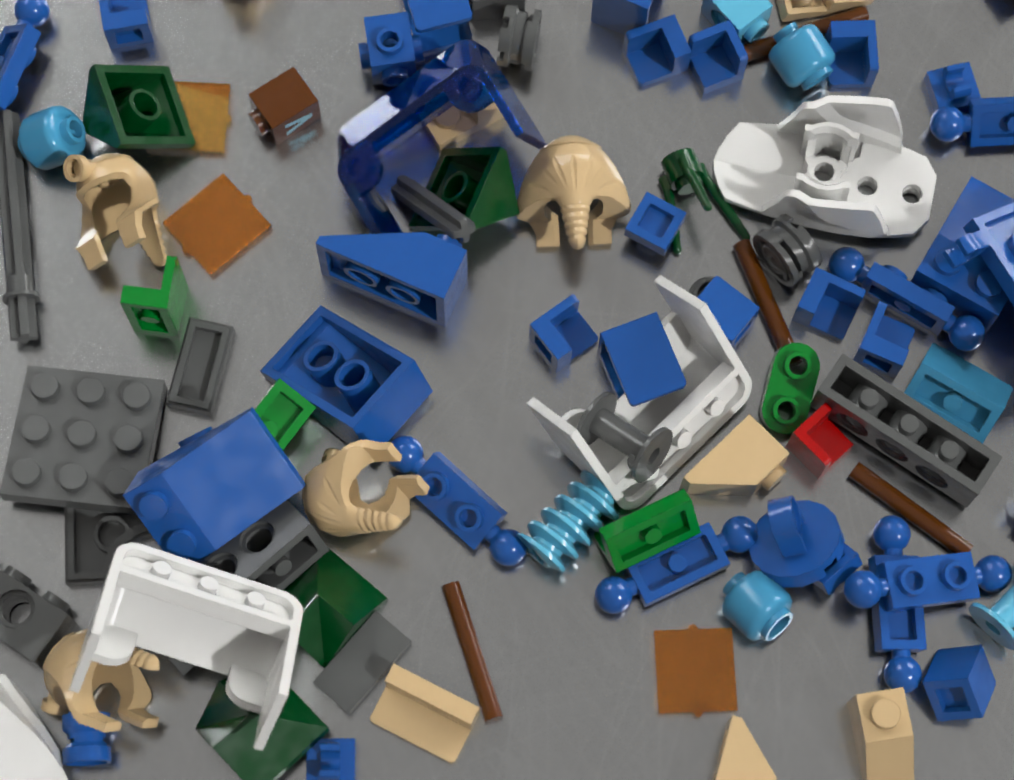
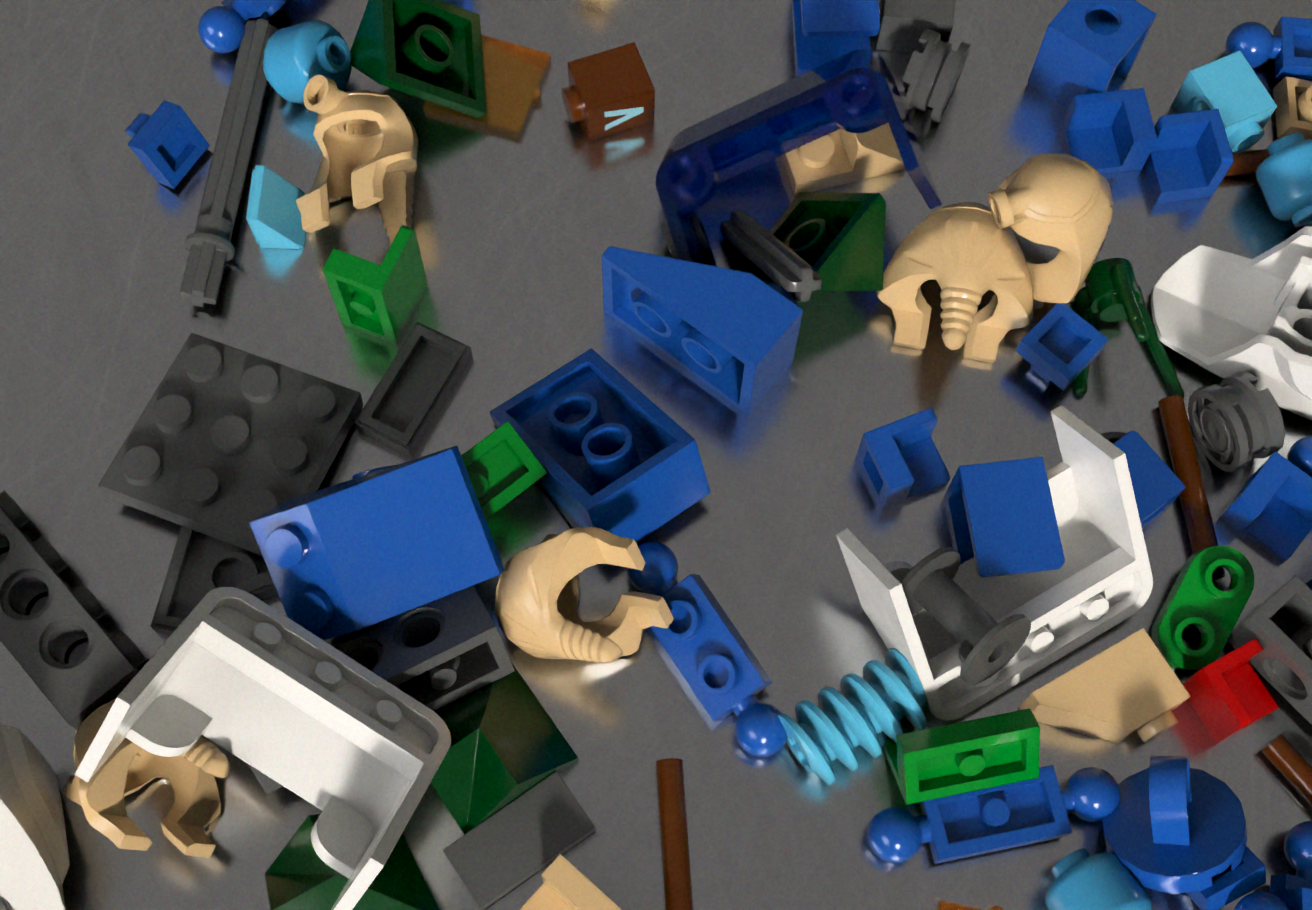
camera: 15 degrees right, 5 degrees down
(61, 259) = (273, 211): none -> medium azure slope
(85, 744) = (103, 861): blue wheel -> none
(217, 225) = (486, 219): clear orange piece -> none
(390, 48) = (763, 49): blue brick -> none
(626, 128) = (1058, 205): none -> tan piece

